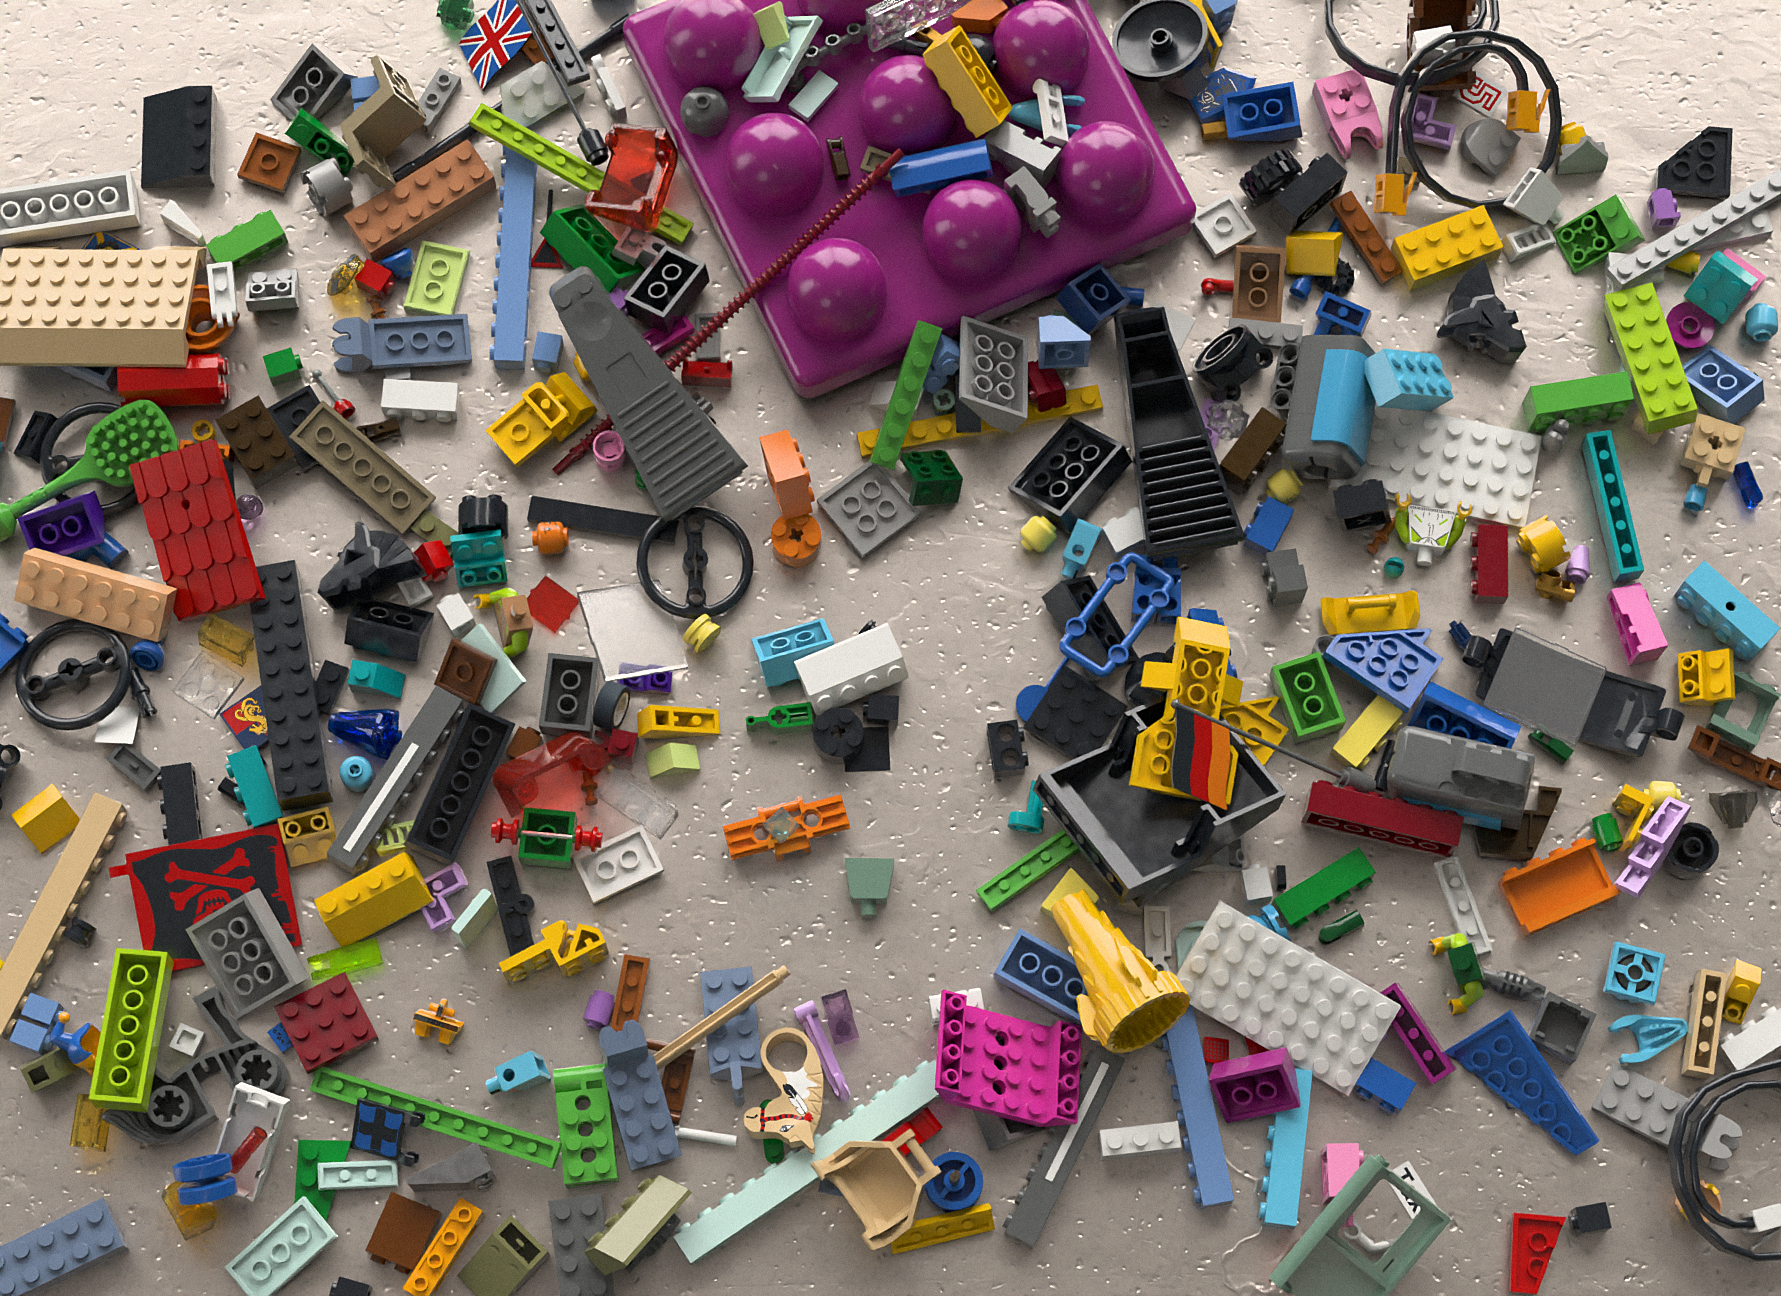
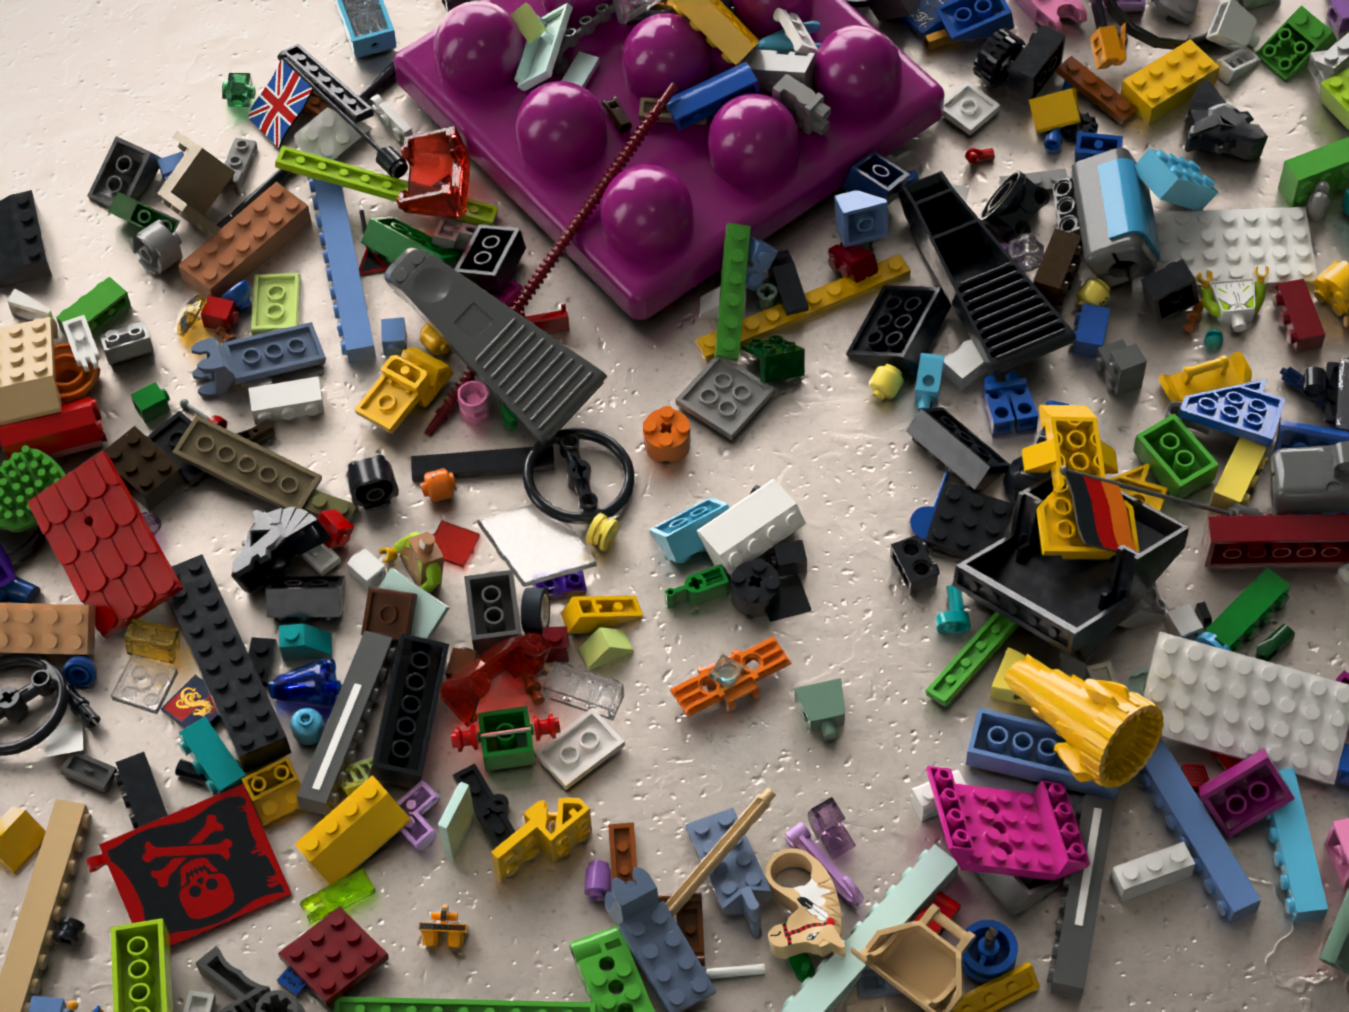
camera: 10 degrees left, 15 degrees down
(247, 953) = (240, 909): light grey slope -> none
(269, 162) = (98, 243): dark orange plate -> none
(479, 558) = (376, 515): teal brick -> none
(528, 1071) = (536, 955): medium azure torso -> none
(704, 111) = (486, 103): dark grey cylinder -> none
(711, 350) = (540, 301): light grey tile -> none
(787, 474) = (643, 378): orange brick -> none
(994, 373) = (808, 257): light grey slope -> none
(1117, 654) = (993, 453): blue bar -> none
(1258, 283) = (1015, 141): medium nougat slope -> none
(1381, 775) = (1265, 495): black piece -> none

